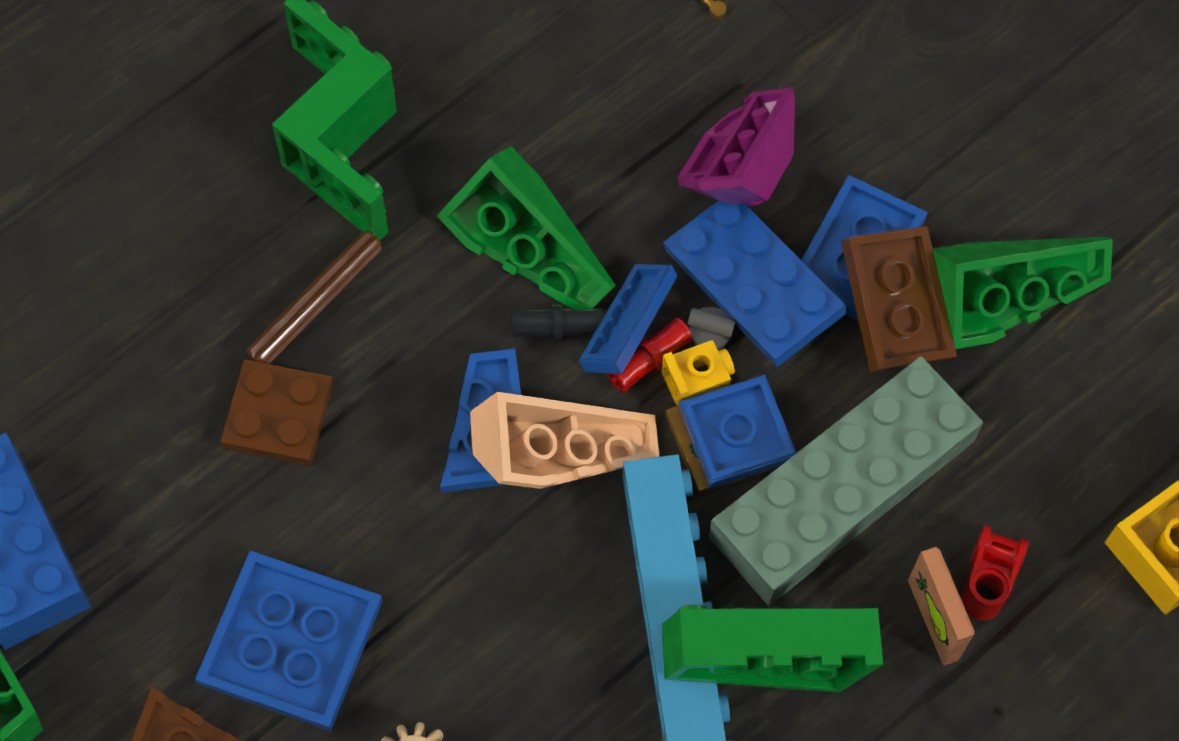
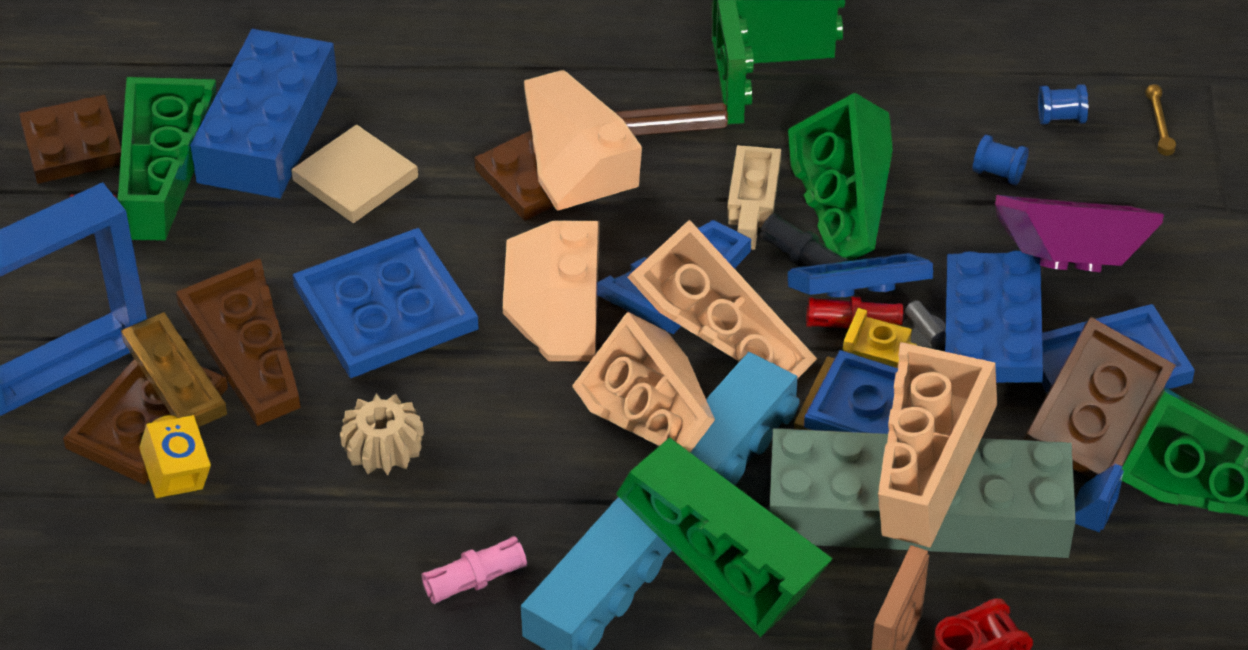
camera: 45 degrees right, 20 degrees down
(133, 535) = (354, 173): none -> tan tile
(300, 365) = (578, 142): none -> light nougat wedge
(405, 509) = (554, 288): none -> light nougat wedge
(467, 297) = (753, 189): none -> tan hinge
(582, 557) = (646, 385): none -> light nougat wedge
(618, 30) = (1063, 104): none -> blue bush
(621, 121) = (1000, 159): none -> blue bush
(849, 441) = (933, 433): none -> light nougat wedge
(961, 374) = (1098, 498): none -> blue slope

